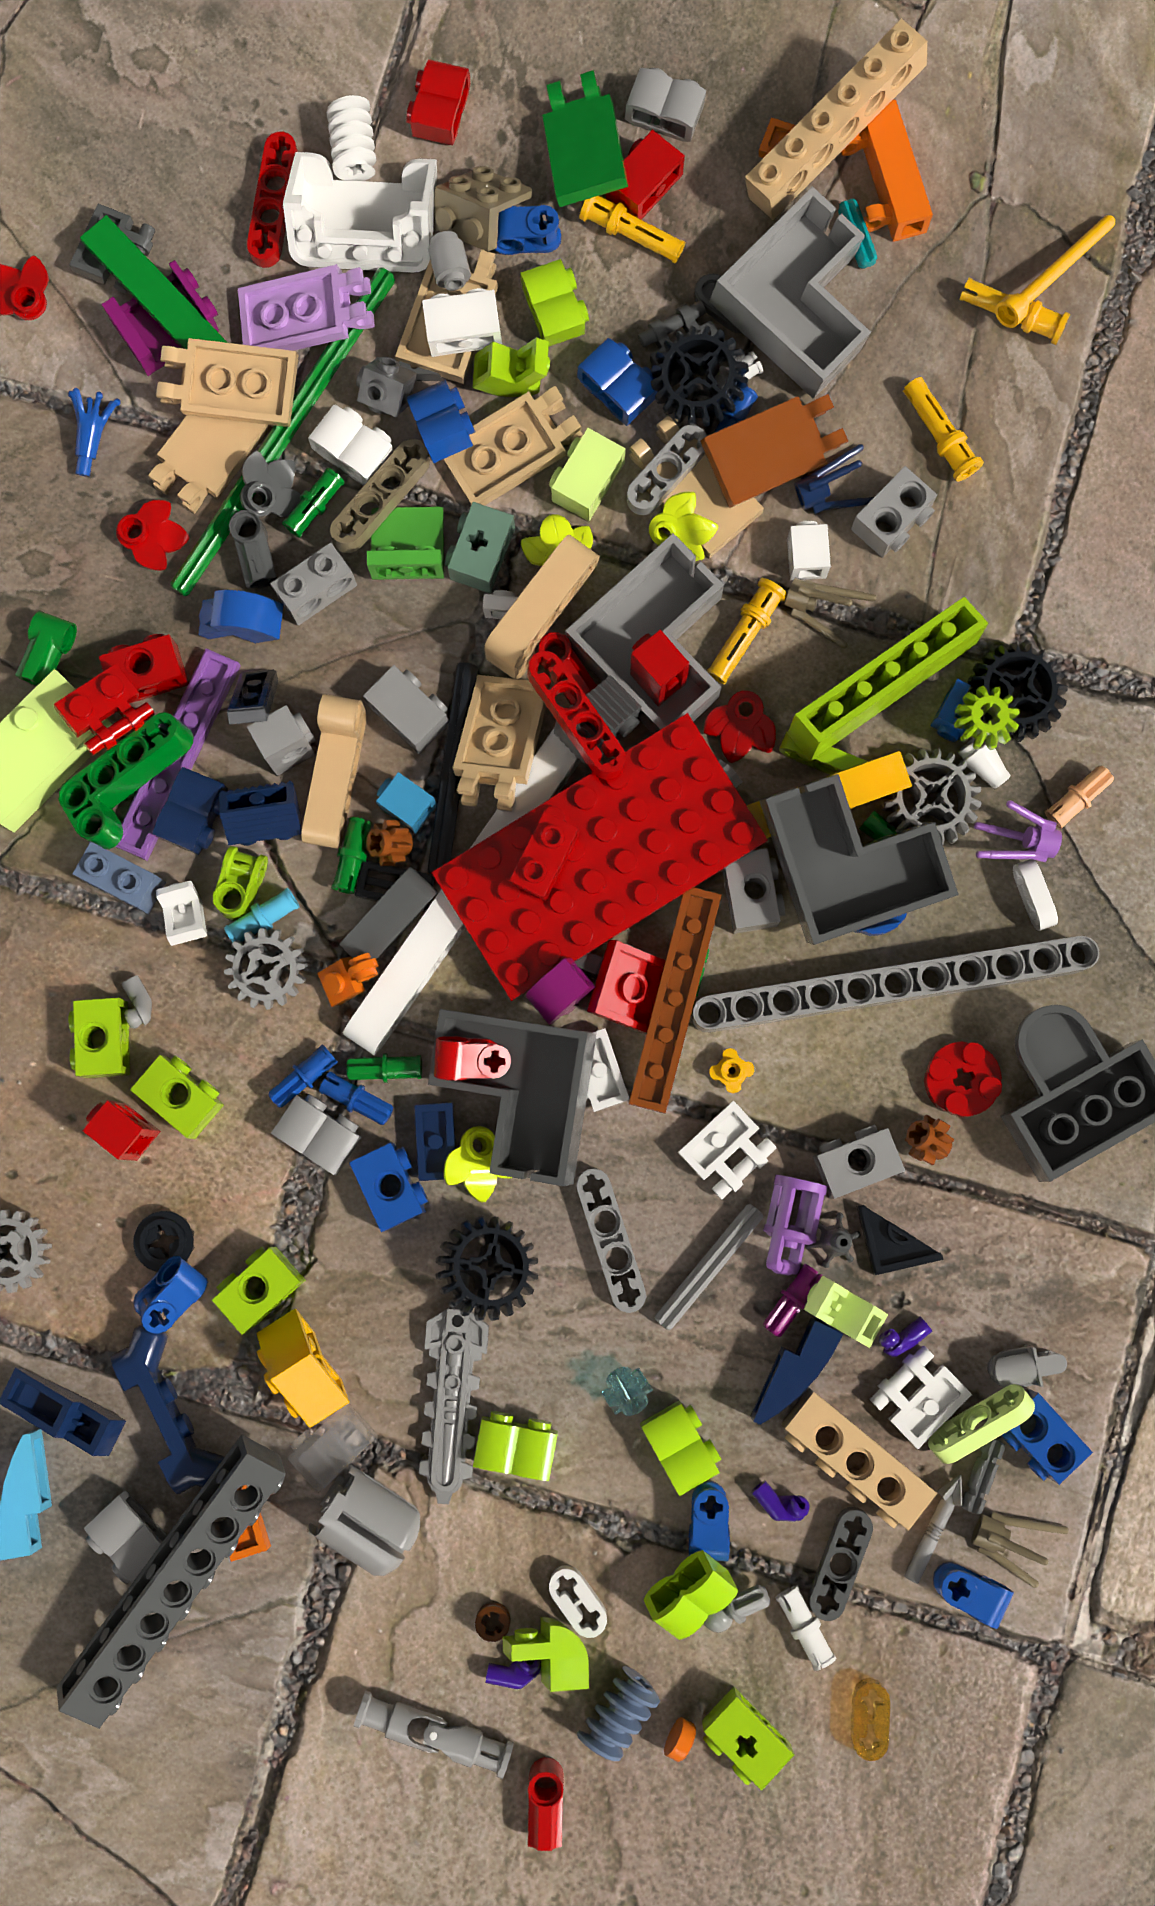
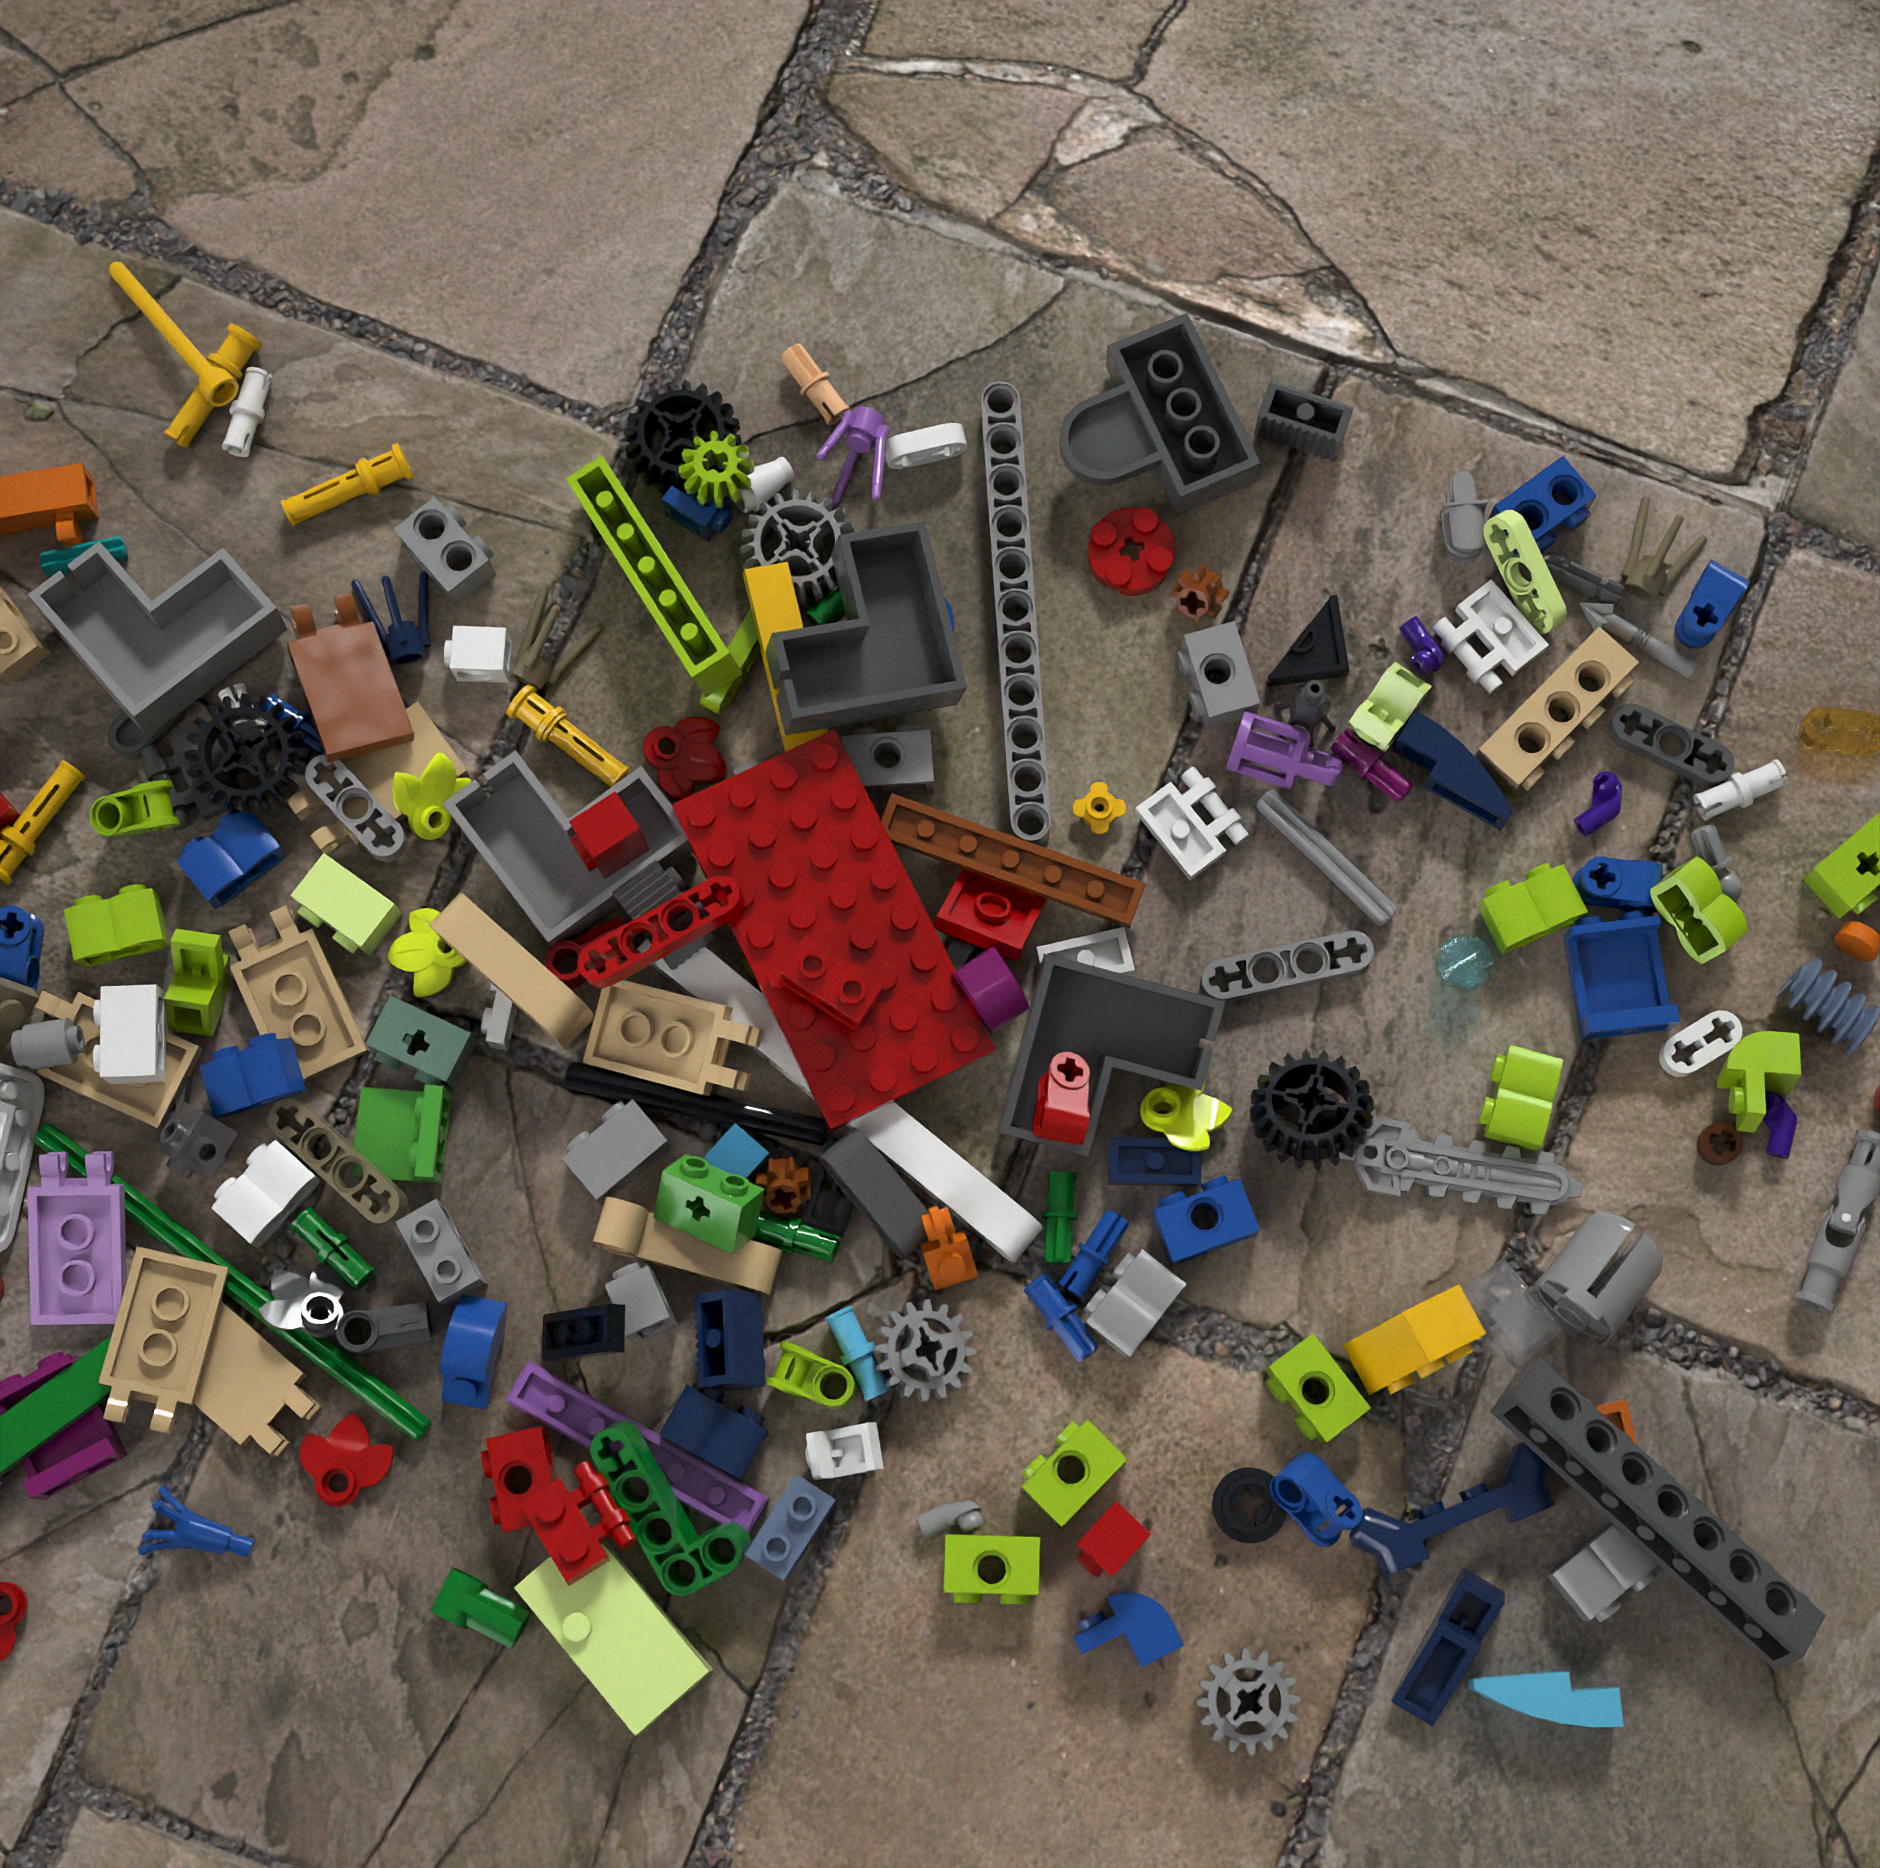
camera: 85 degrees left, 5 degrees down
(65, 1159) = (1142, 1622): none -> blue brick
(364, 783) = (709, 1203): none -> bright green brick
(628, 1526) = (1618, 976): none -> blue panel
(645, 299) = (135, 810): none -> lime piece
(996, 340) = (247, 412): none -> white pin
(1097, 1217) = (1303, 420): none -> dark grey brick

